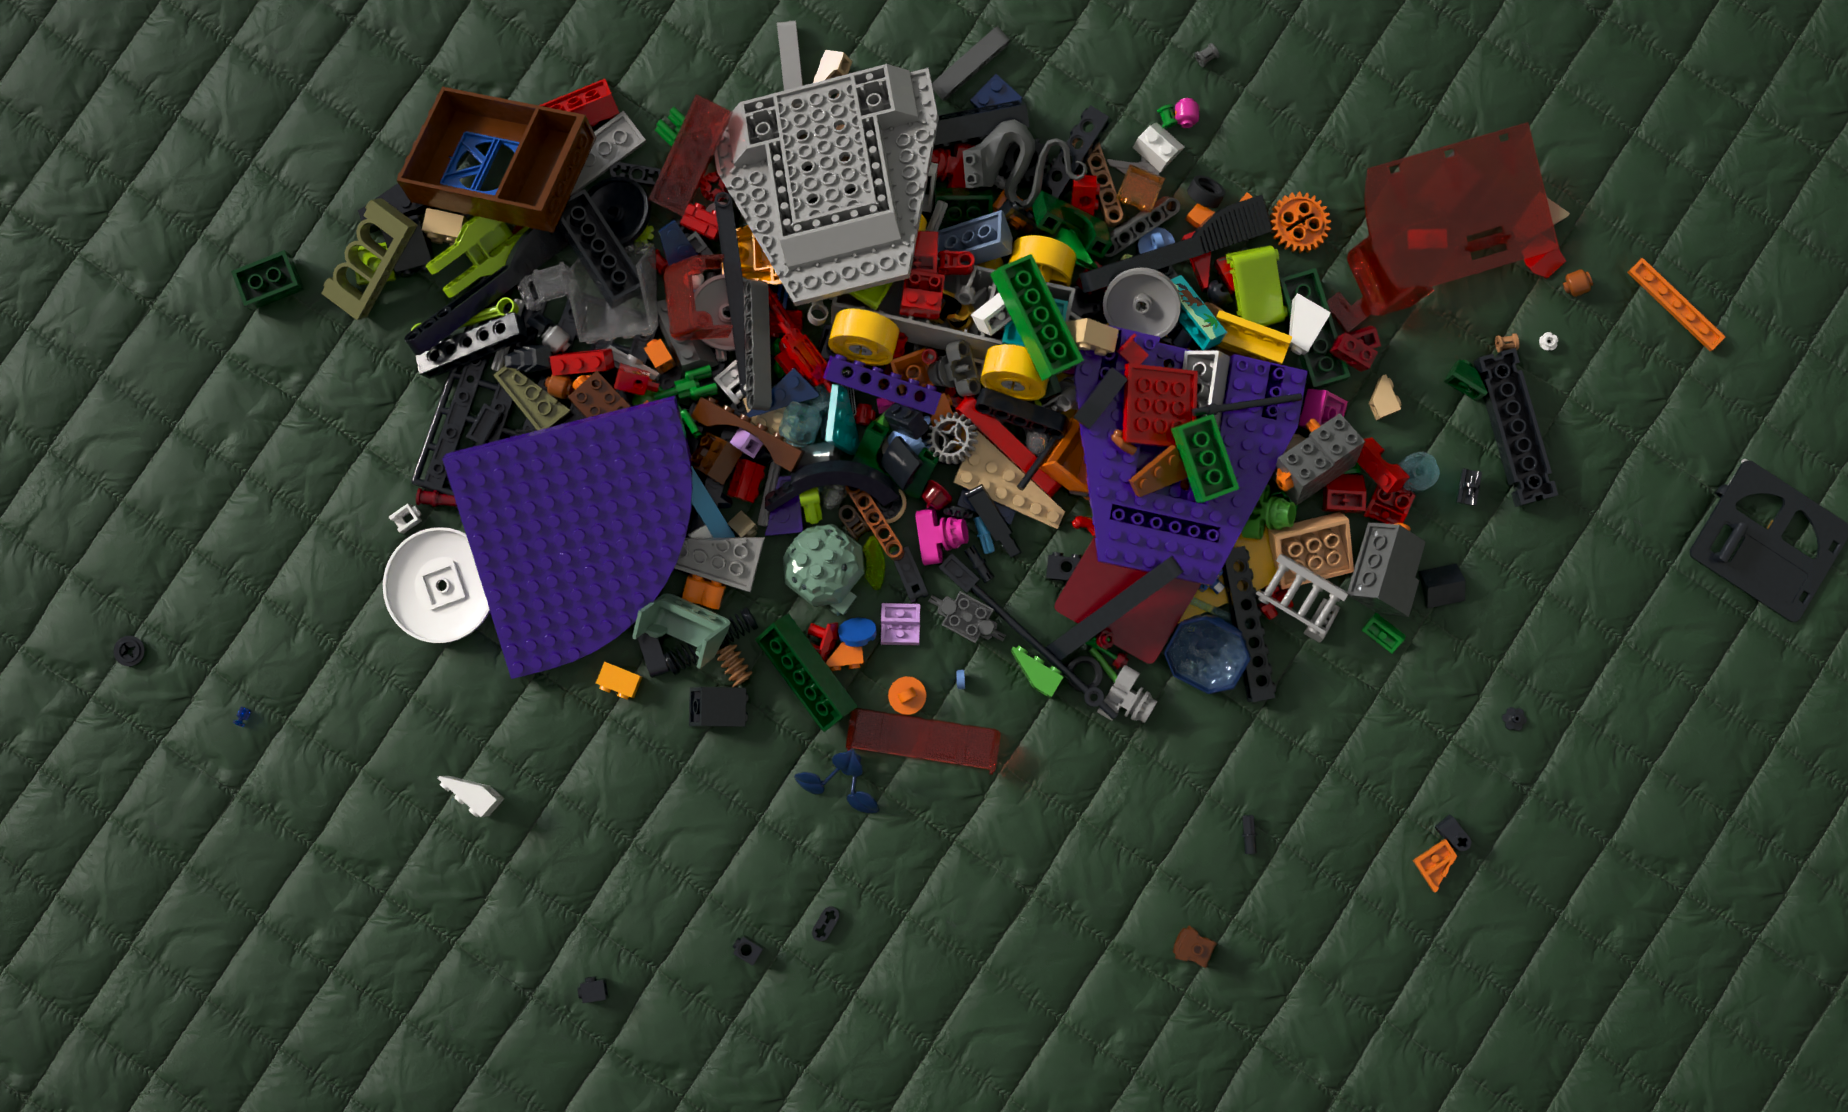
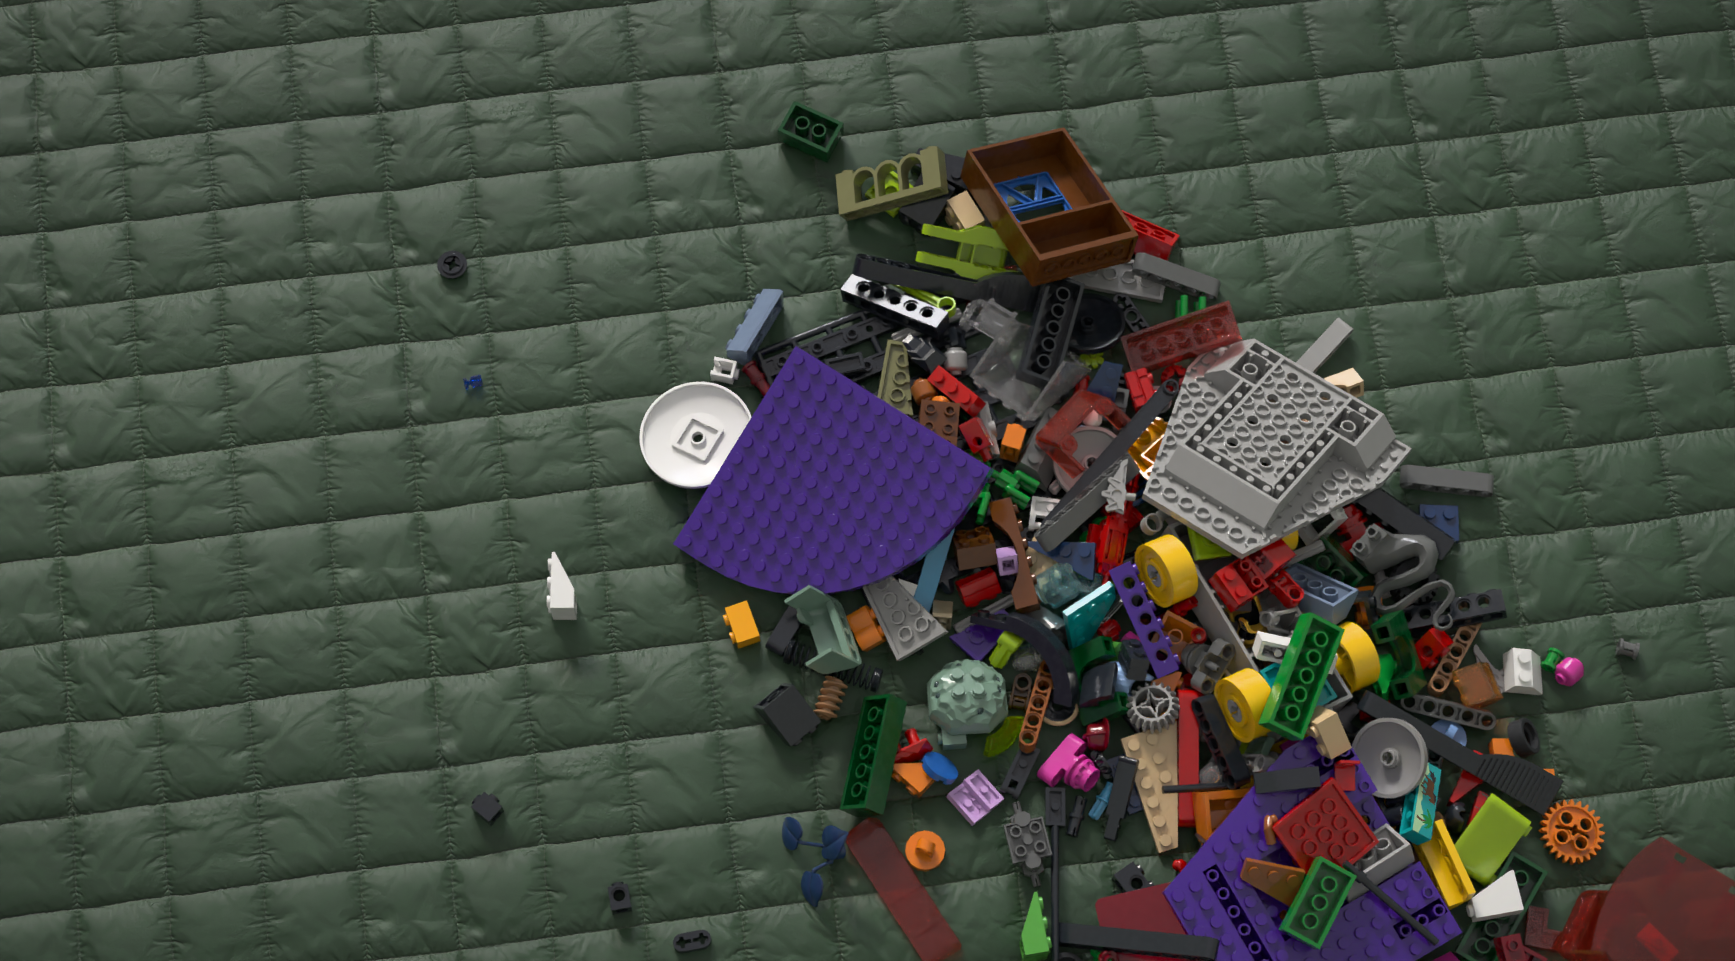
camera: 45 degrees right, 15 degrees down
(390, 463) = (755, 326): none -> sand blue slope
(637, 113) = (1176, 276): none -> dark grey beam
(770, 317) = (1116, 491): none -> light grey piece
(960, 679) = (974, 879): medium blue tile -> none

